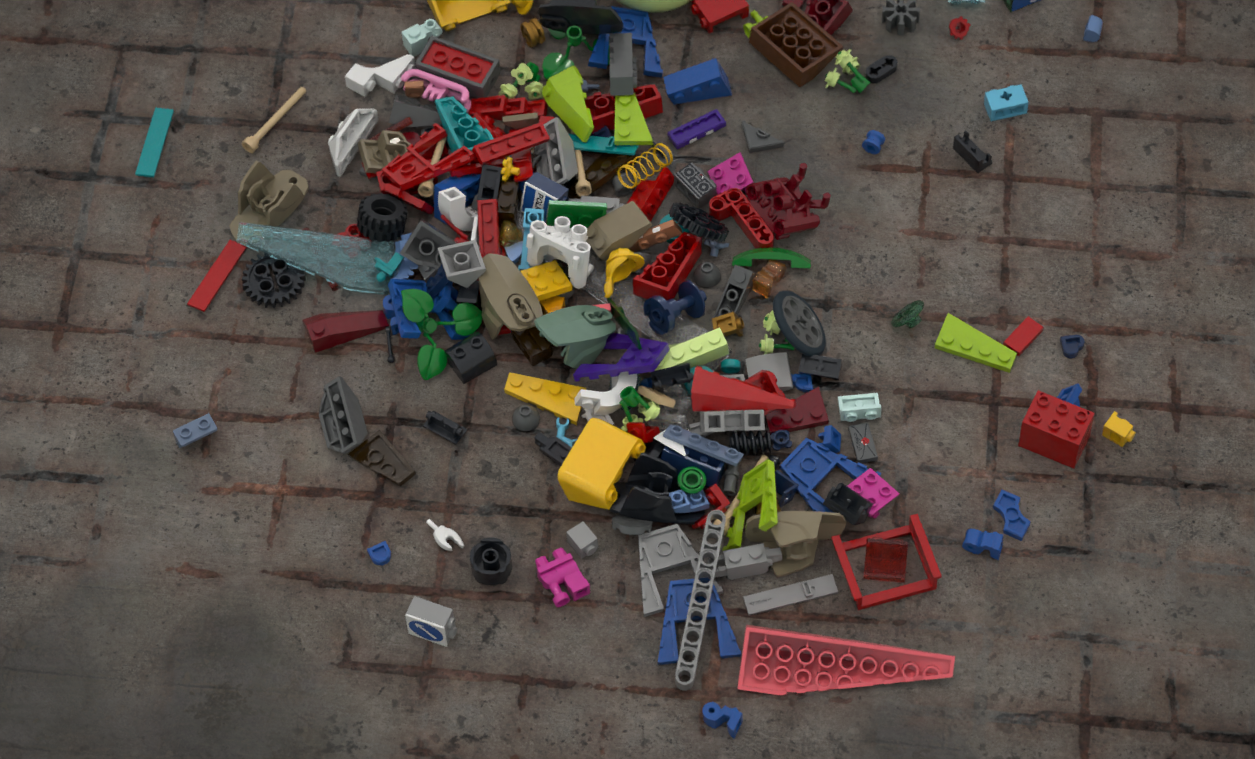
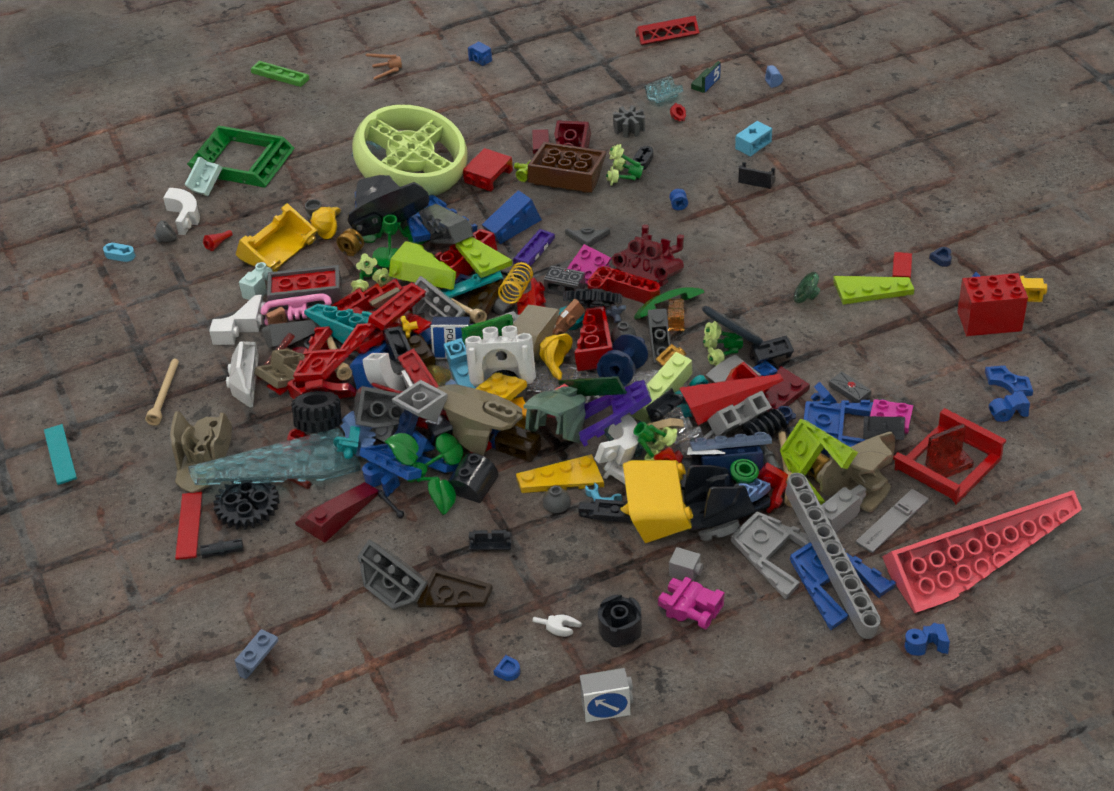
camera: 30 degrees left, 15 degrees down
(229, 313) = (221, 548): none -> black pin
(859, 407) = (826, 364): light aqua bracket -> none

